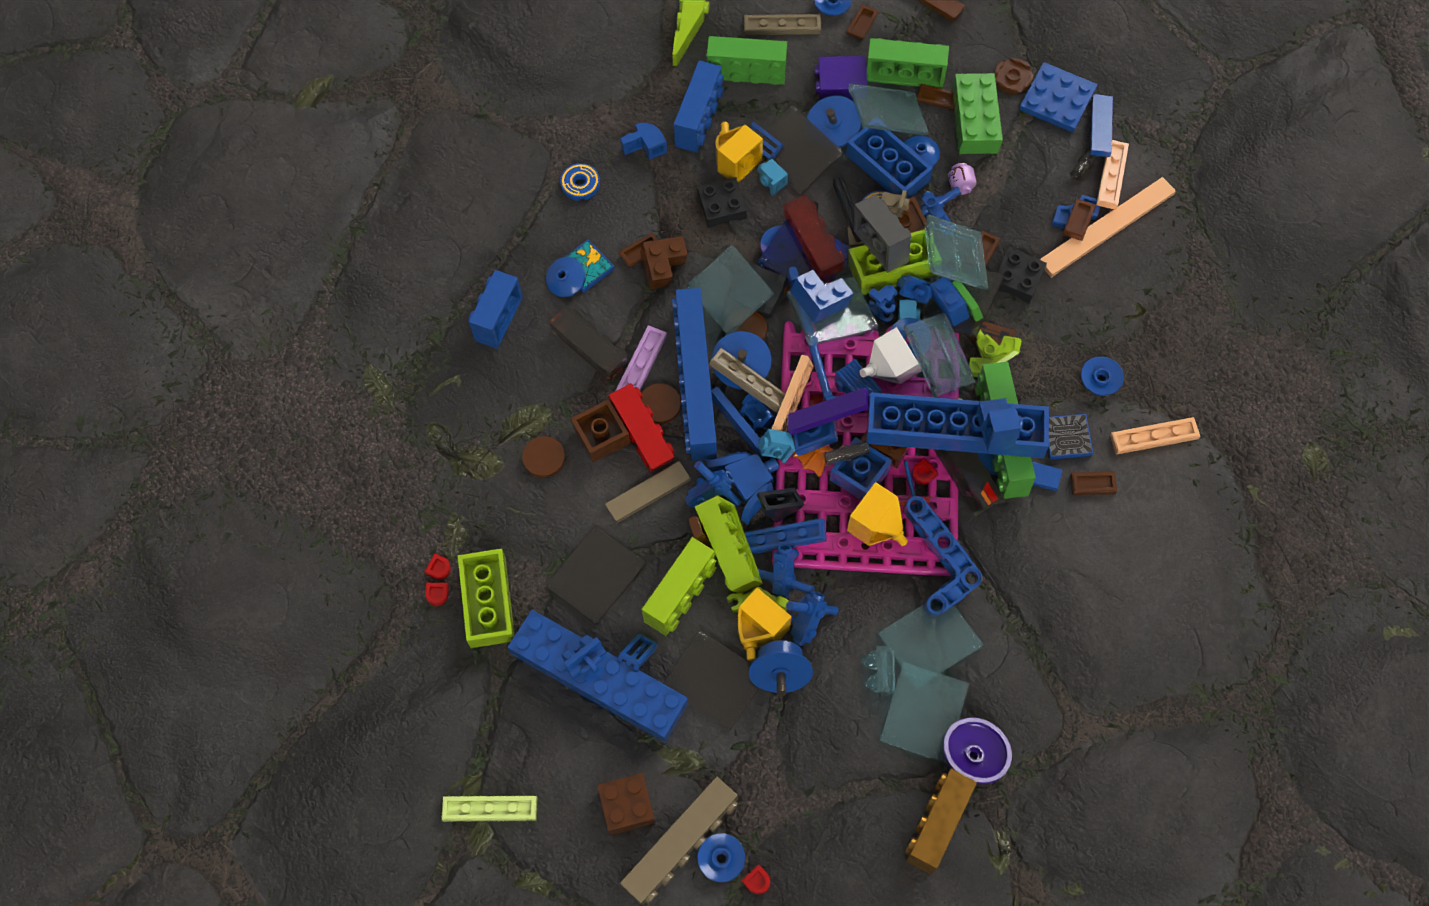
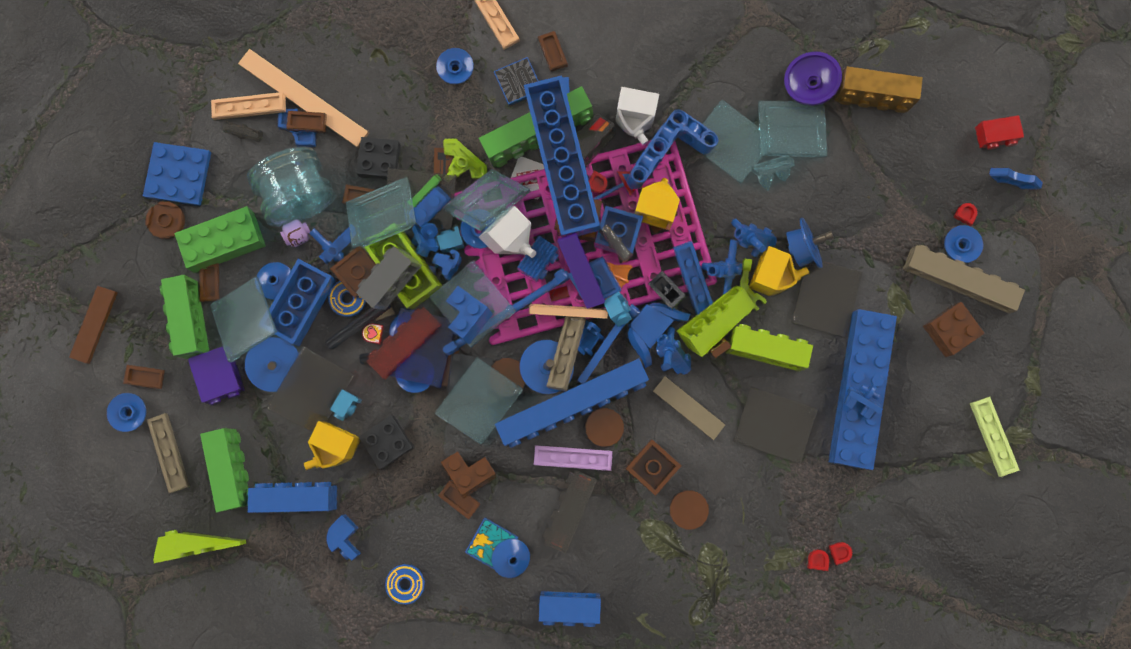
camera: 110 degrees left, 15 degrees up
(486, 598) = (835, 506): lime brick -> none
(632, 659) = (847, 364): blue tile -> none
(641, 427) = (639, 432): red wedge -> none
(774, 151) = (297, 437): blue tile -> none
(836, 221) = (373, 333): none -> tile
(896, 203) = (345, 282): dark tan bracket -> none
(991, 538) = (636, 112): none -> white piece
(999, 424) = (562, 117): blue brick -> none
(1009, 177) = (290, 185): none -> clear light blue wheel
(1101, 125) = (200, 126): tile -> none

